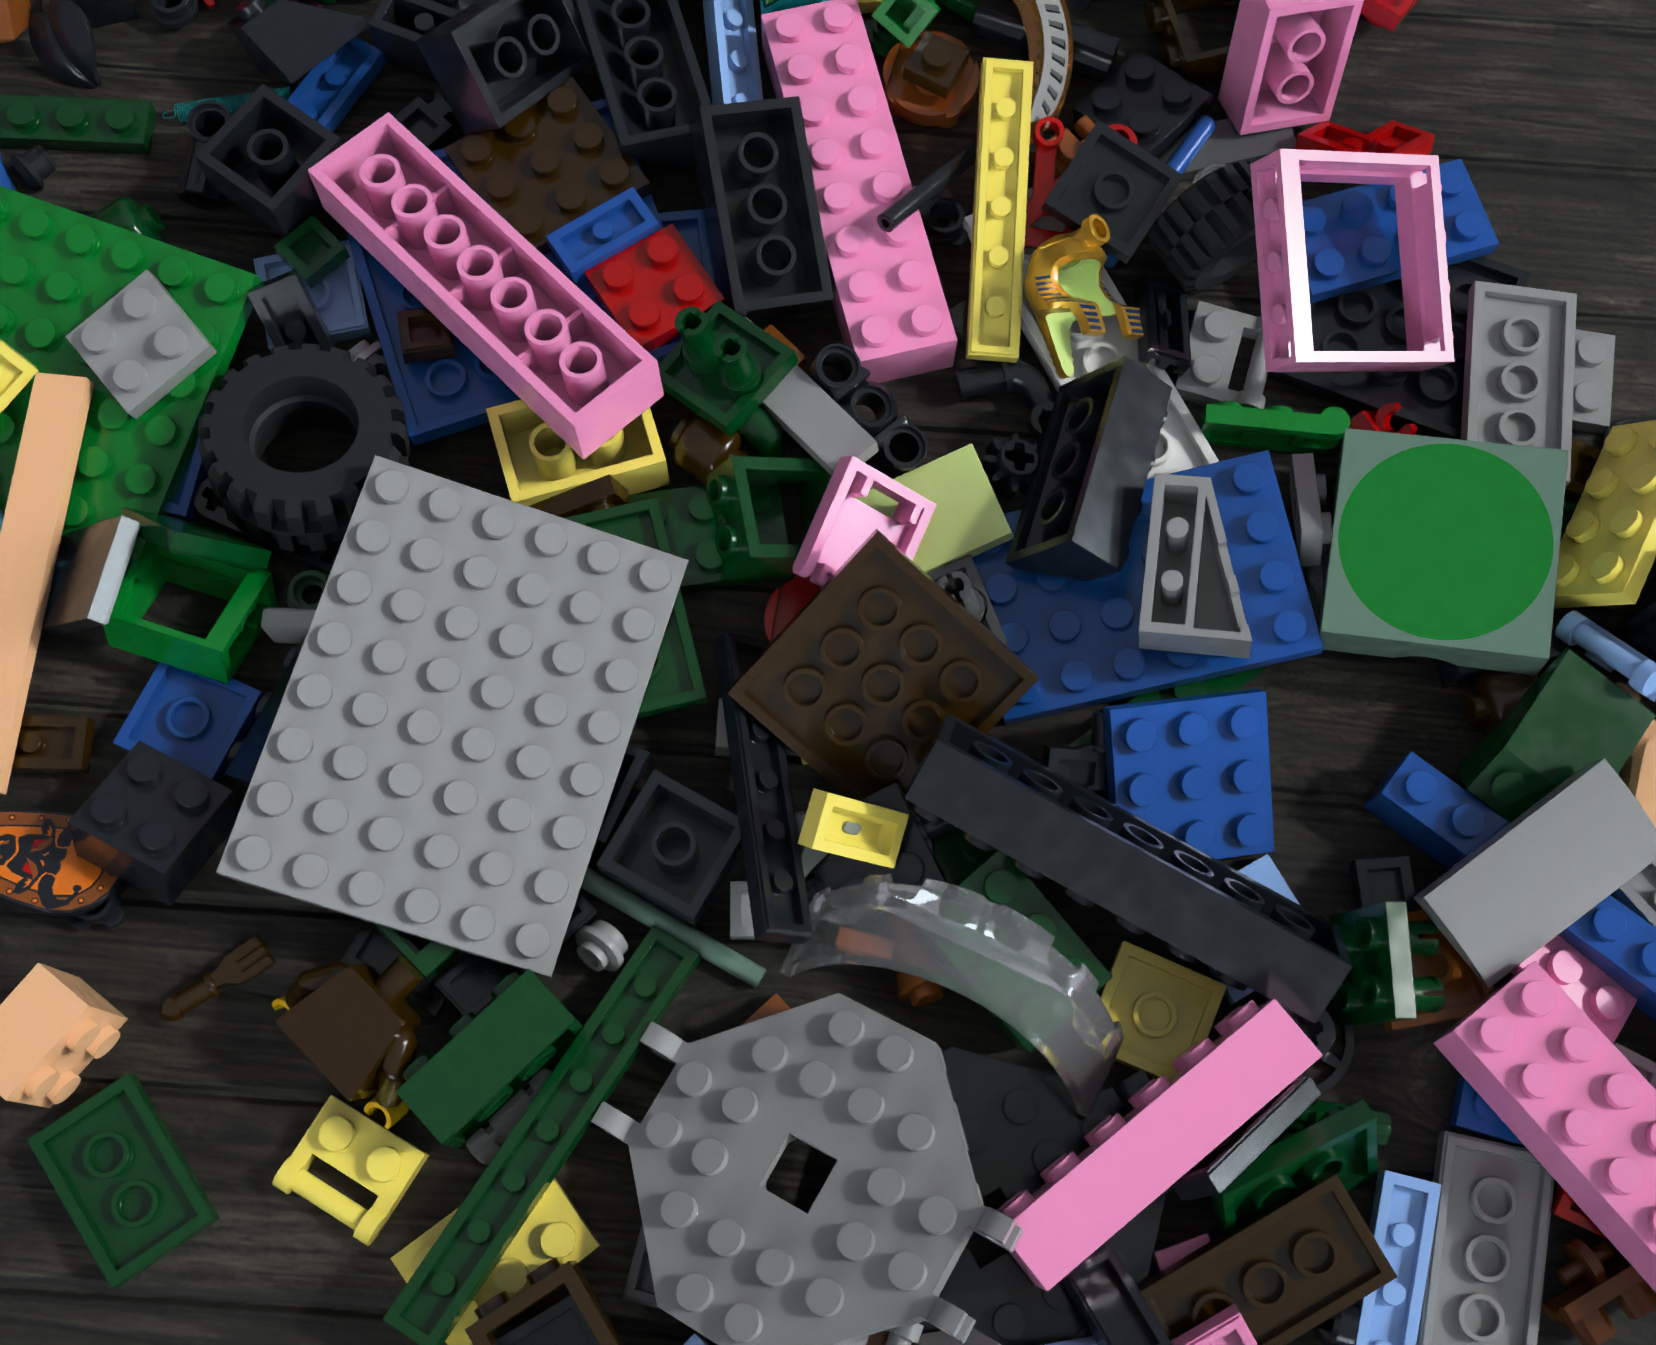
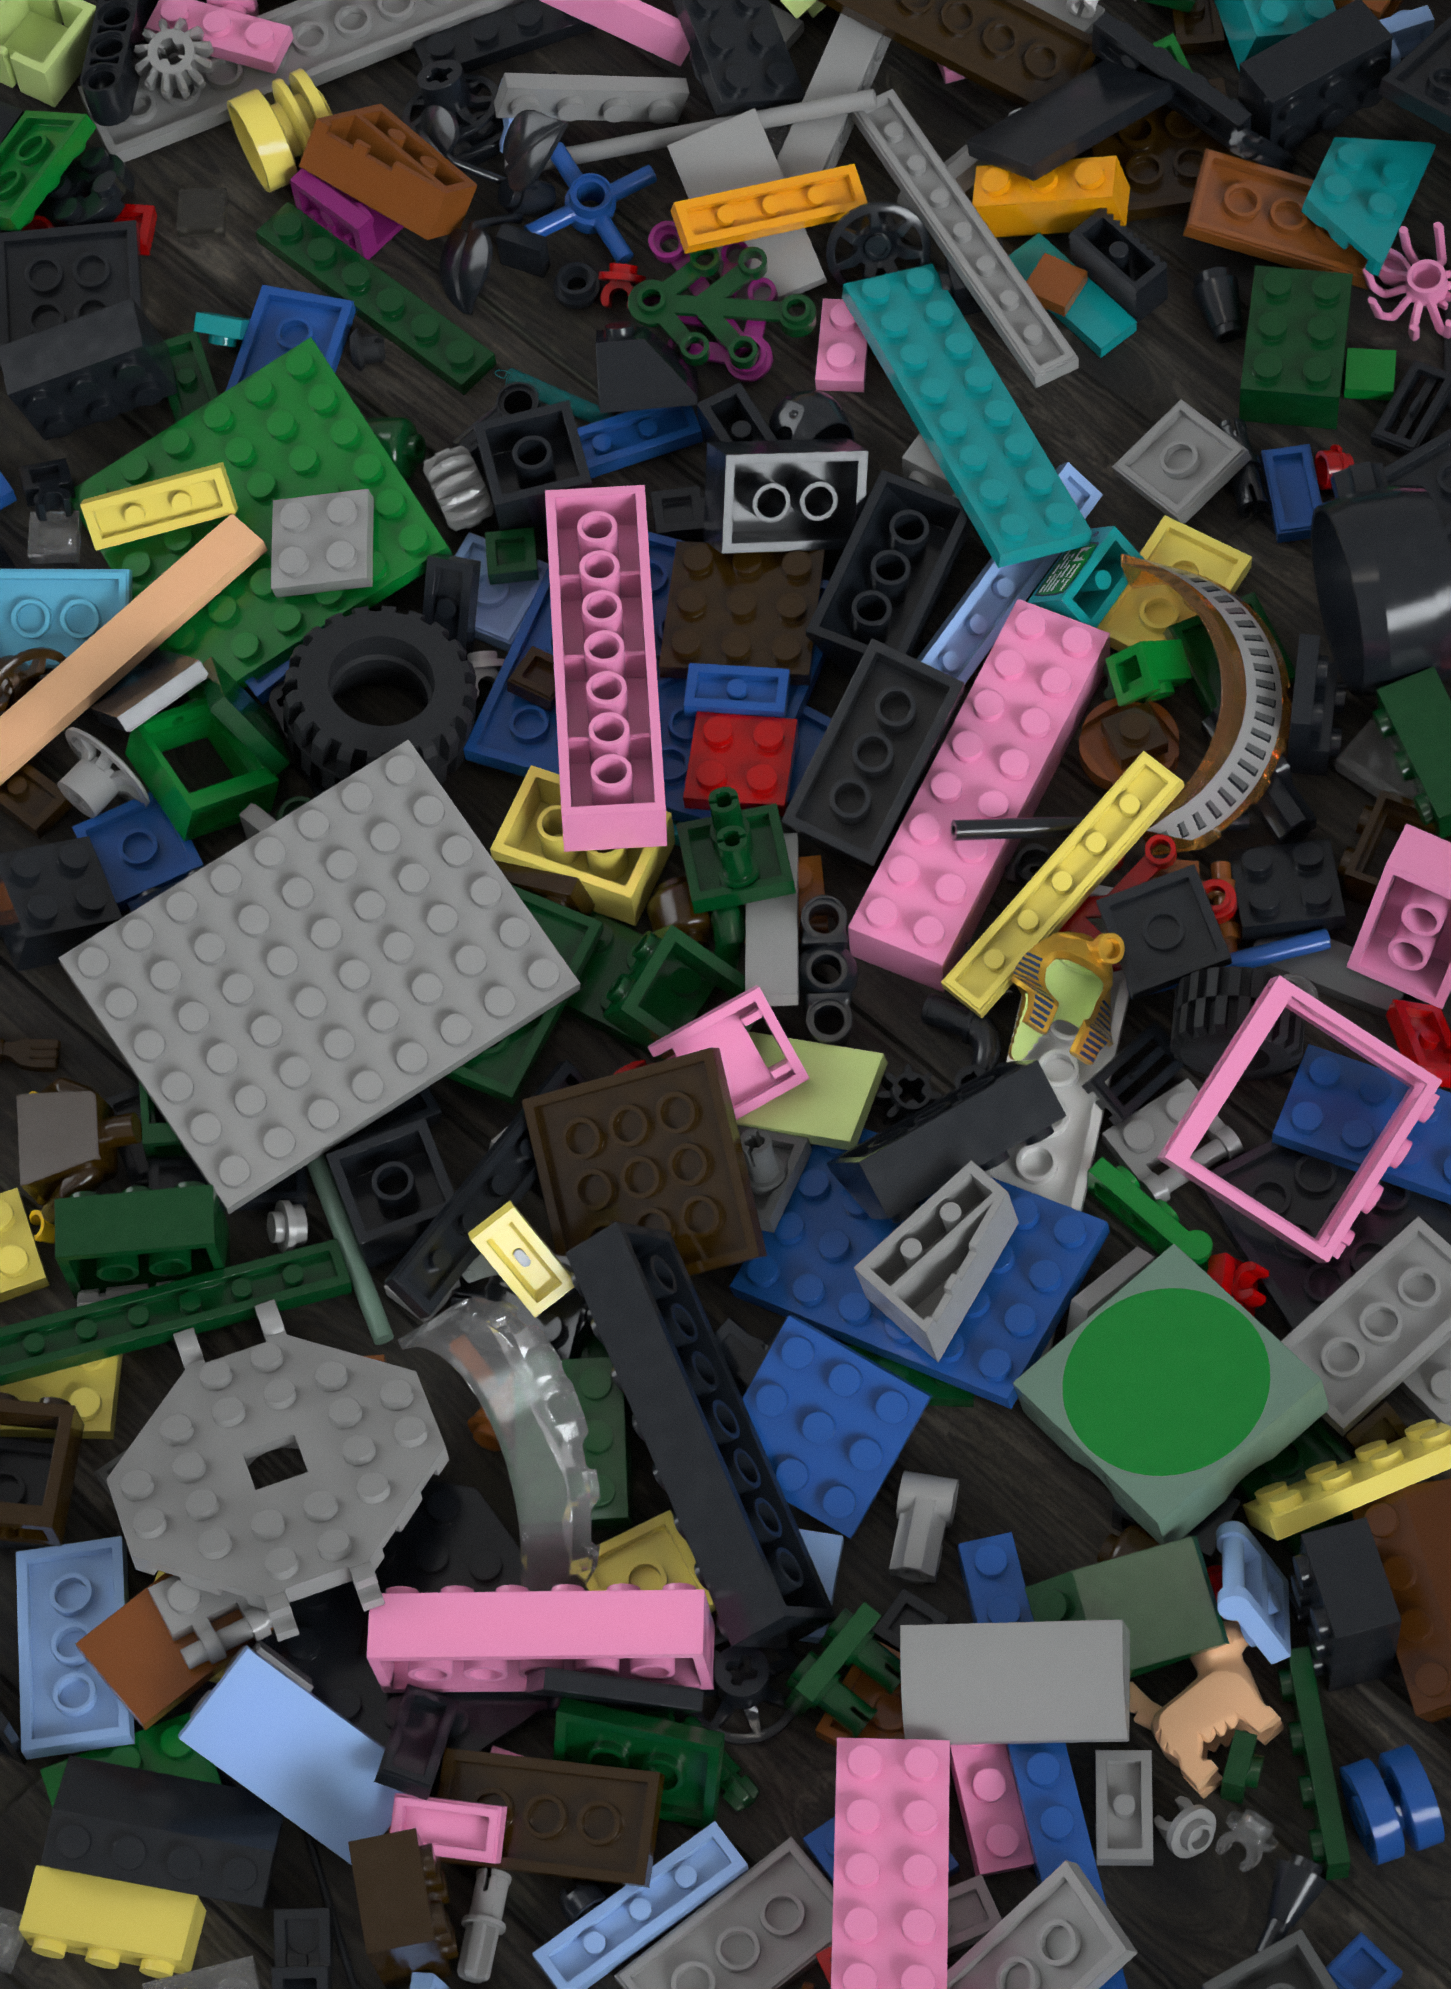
camera: 50 degrees right, 10 degrees down
(99, 690) = (92, 780): none -> light grey wheel
(217, 225) = (458, 488): none -> light grey gear
(1312, 785) = (924, 1511): none -> light grey piece

